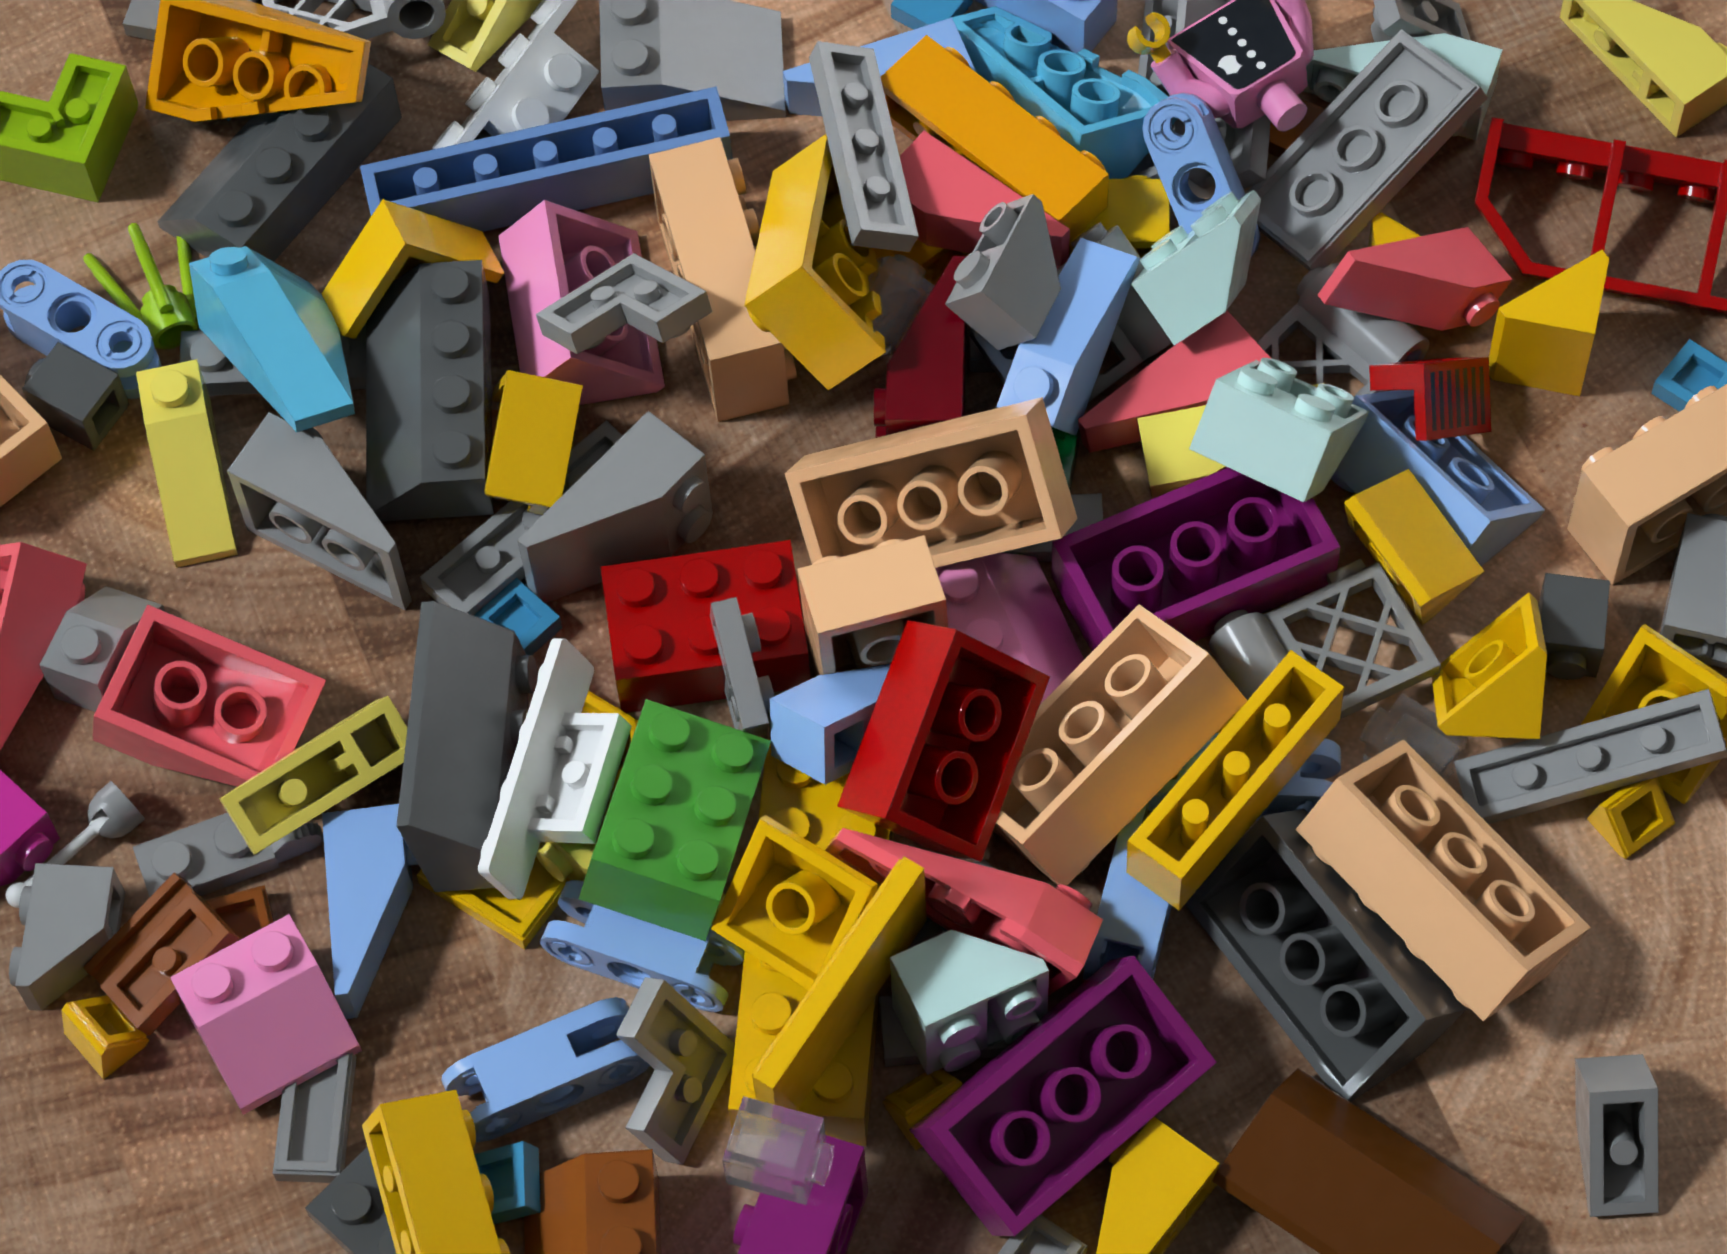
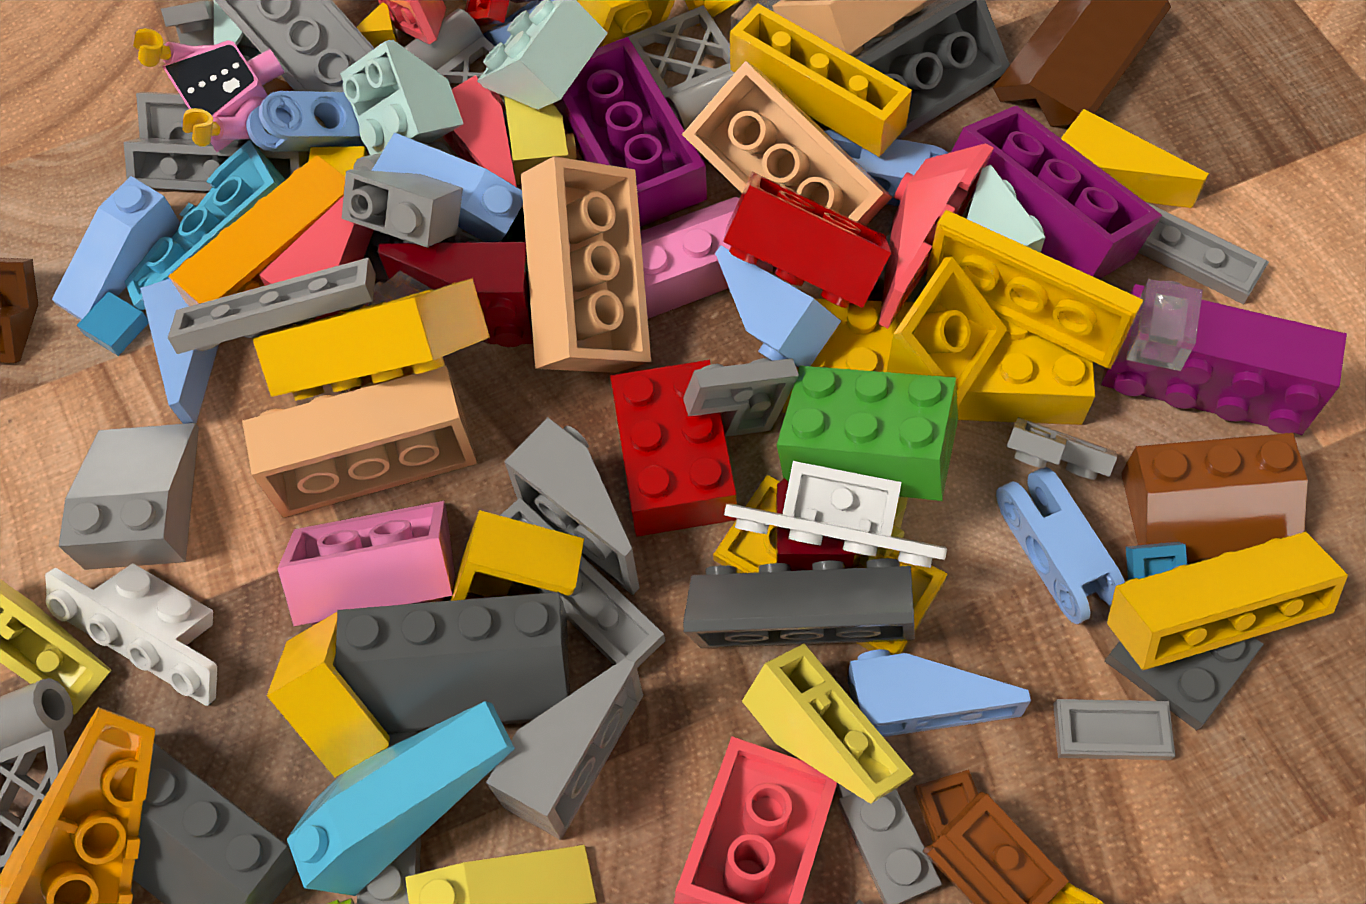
camera: 90 degrees left, 0 degrees up
(265, 1013) = (1042, 767): bright pink slope -> none
(524, 613) = (660, 597): dark azure tile -> none
(564, 162) = (233, 592): medium blue brick -> none
(626, 293) = (388, 480): light grey plate -> none
(636, 949) = (961, 478): light blue piece -> none
(863, 601) = (697, 294): light nougat brick -> none

